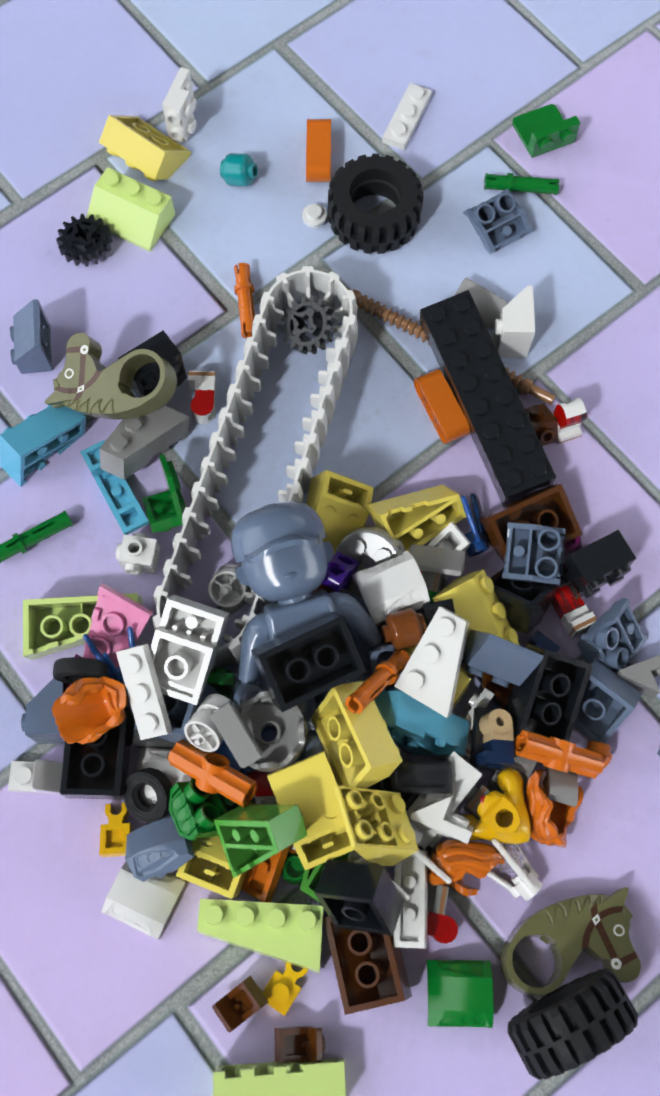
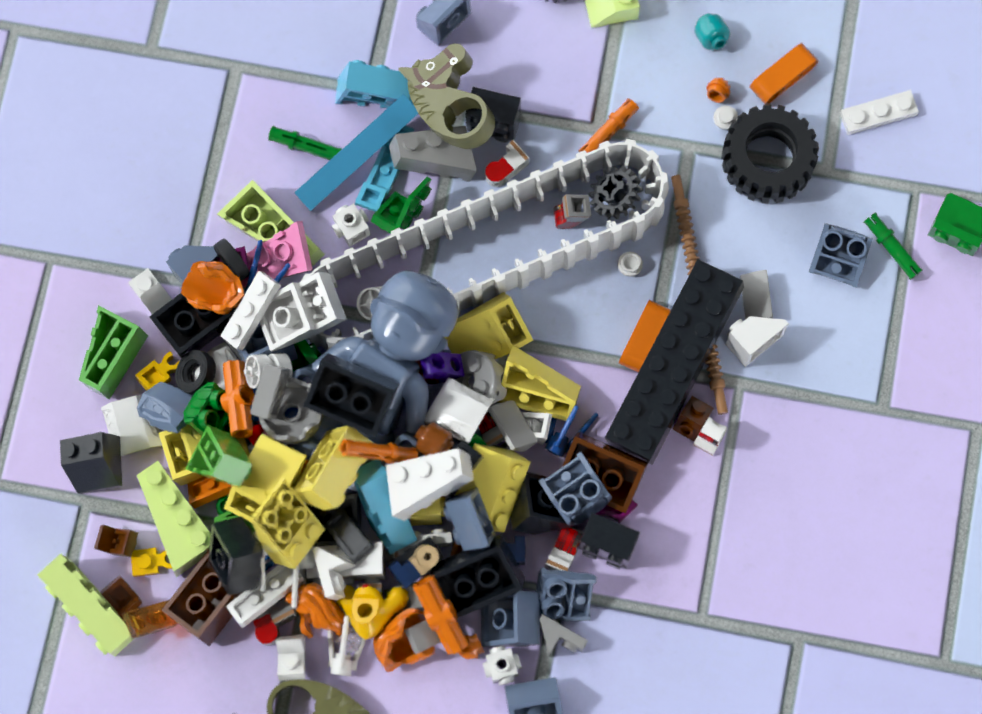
camera: 55 degrees right, 5 degrees up
(58, 859) = (111, 352): none -> bright green wedge
(81, 499) = (356, 152): none -> dark azure tile
(145, 964) = (92, 461): none -> black slope
(288, 202) = (718, 90): none -> orange plate
(288, 378) = (569, 212): none -> light grey leg
(343, 1036) = (148, 620): none -> clear orange plate
(369, 371) = (630, 264): none -> white plate
(460, 993) = (235, 674): green slope -> none
(485, 924) = (291, 657): none -> white slope
(629, 746) = (505, 675): none -> white brick

